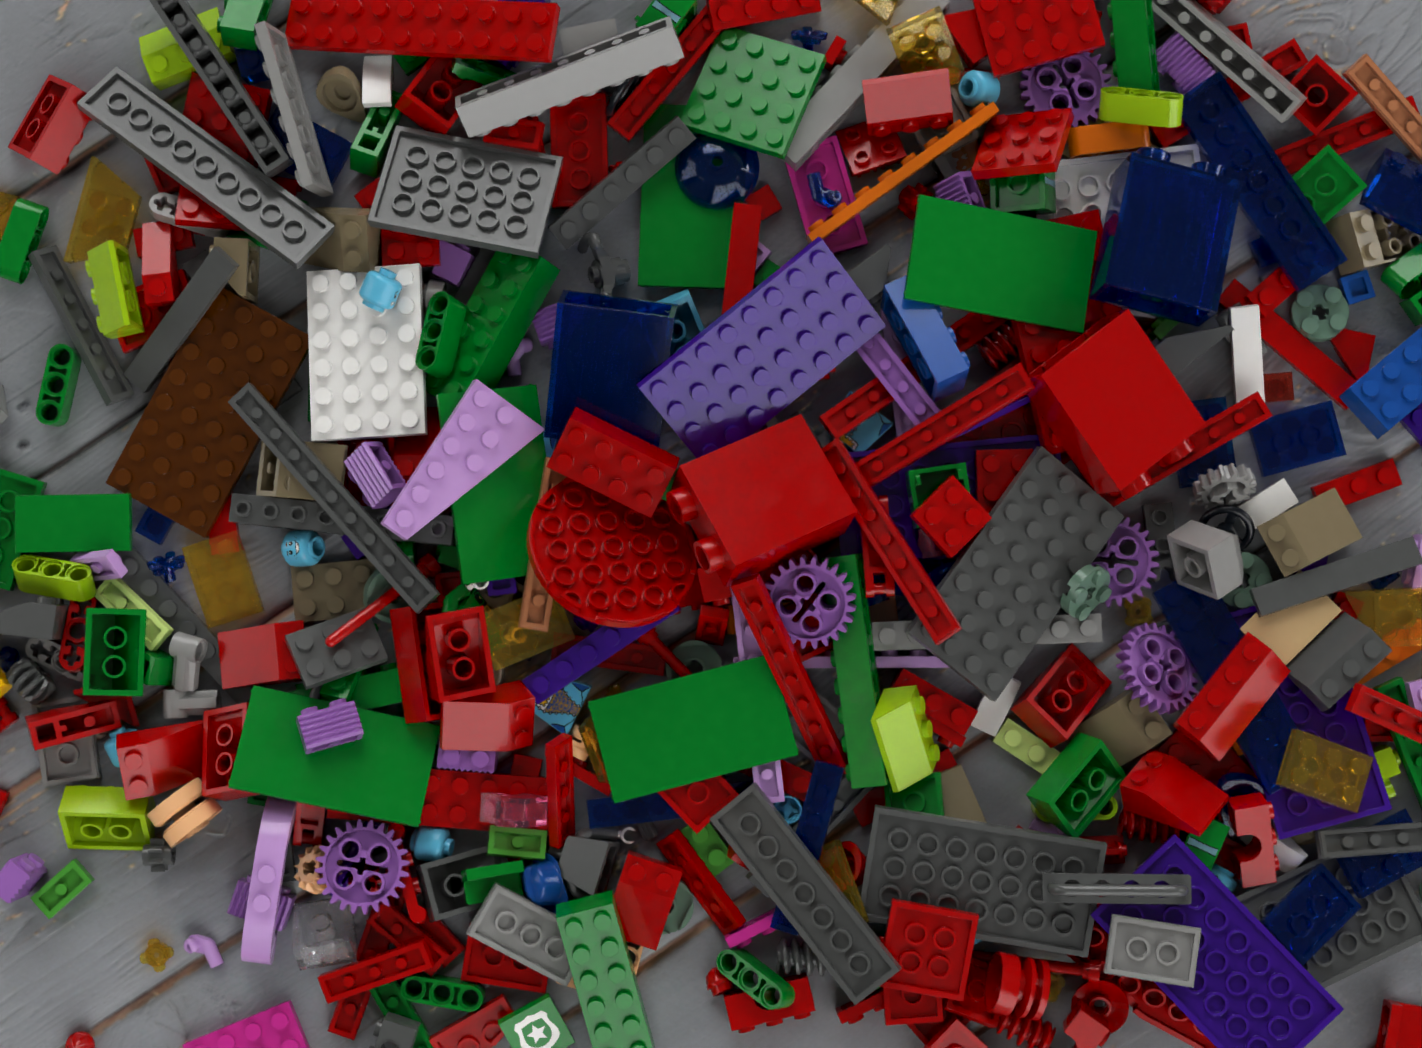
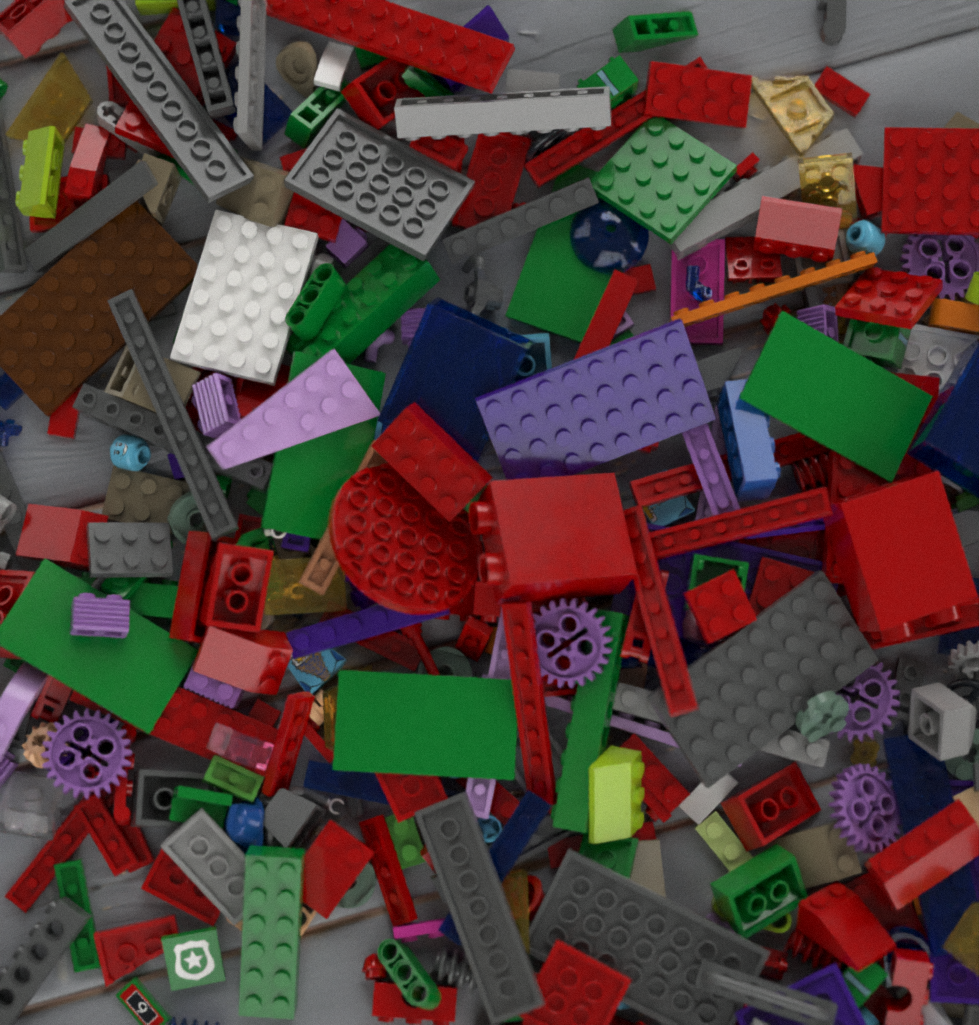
camera: 20 degrees right, 5 degrees down
(223, 579) = (49, 458): clear yellow plate -> none
(376, 970) = (67, 854): red plate -> none
(380, 289) = (275, 244): medium azure head -> none
(427, 565) = (236, 503): red piece -> none
(430, 997) = (108, 890): green beam -> none
(431, 843) = (156, 754): medium azure head -> none
(808, 37) = (726, 147): clear blue plant -> none

